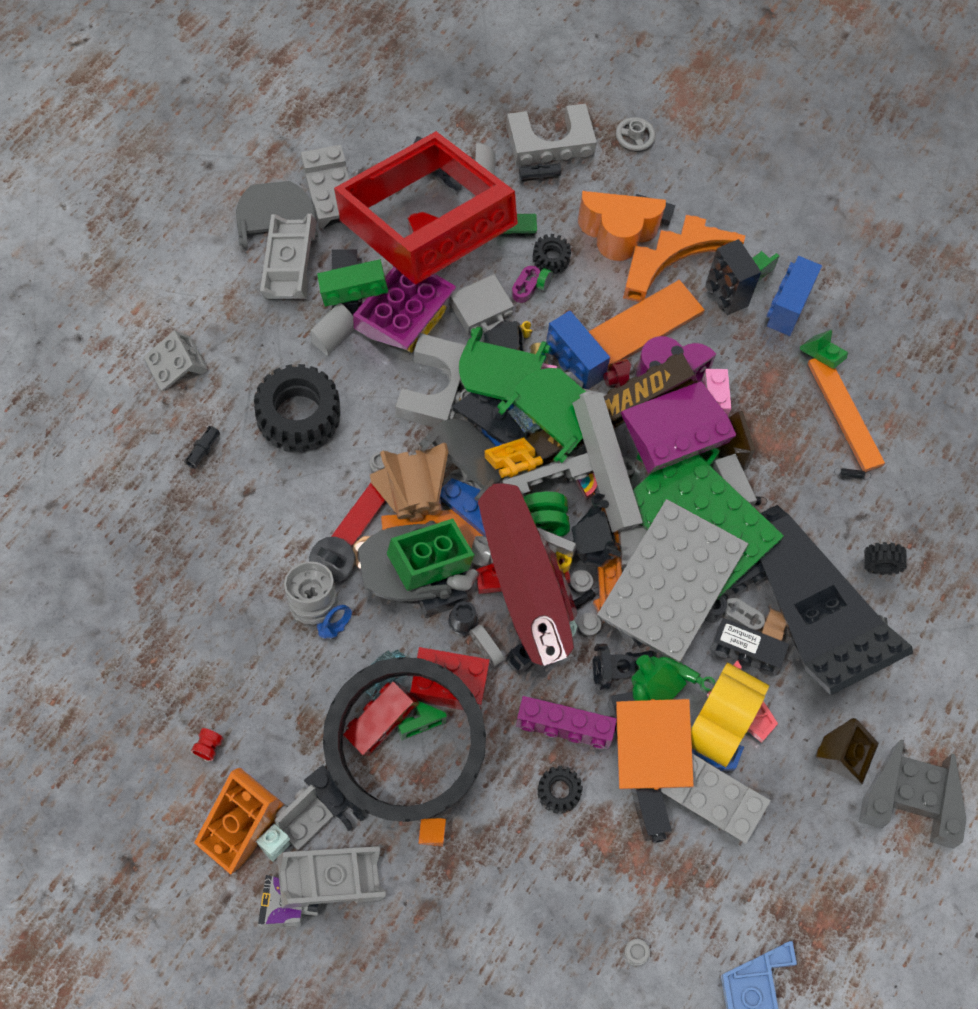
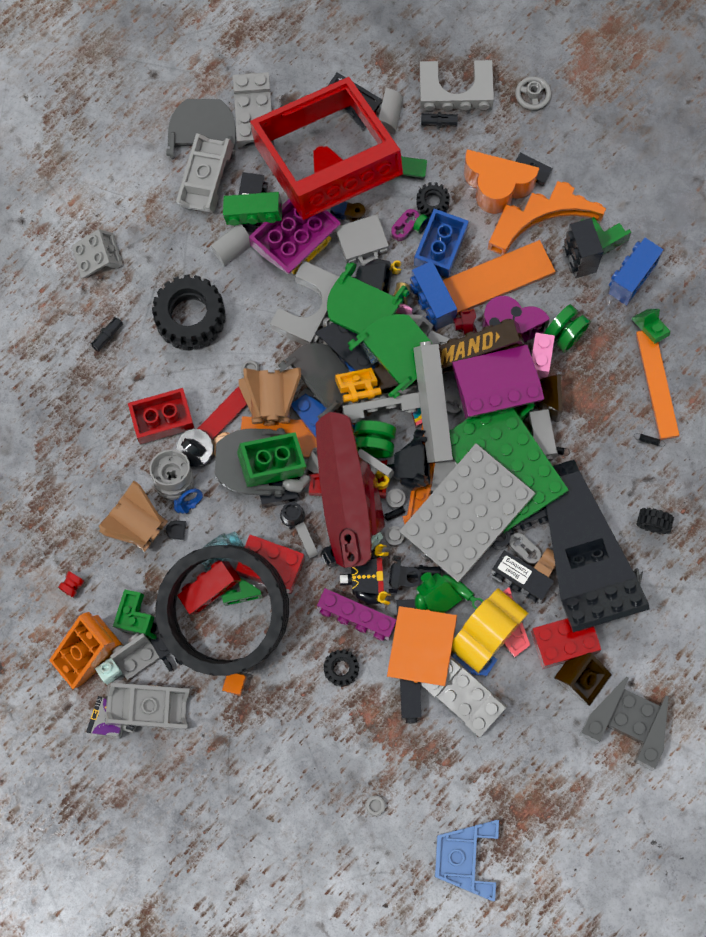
camera: 20 degrees right, 10 degrees up
(274, 651) = (133, 519): none -> medium nougat brick
(285, 528) = (161, 416): none -> red brick
(290, 773) = (130, 619): none -> green panel
(326, 660) = (176, 530): none -> black tile
(460, 275) = (348, 211): none -> dark brown leg
(570, 679) = (368, 579): none -> black torso
(572, 290) = (441, 241): none -> blue brick
(738, 366) = (568, 328): none -> green wheel
(815, 713) = (559, 644): none -> red brick

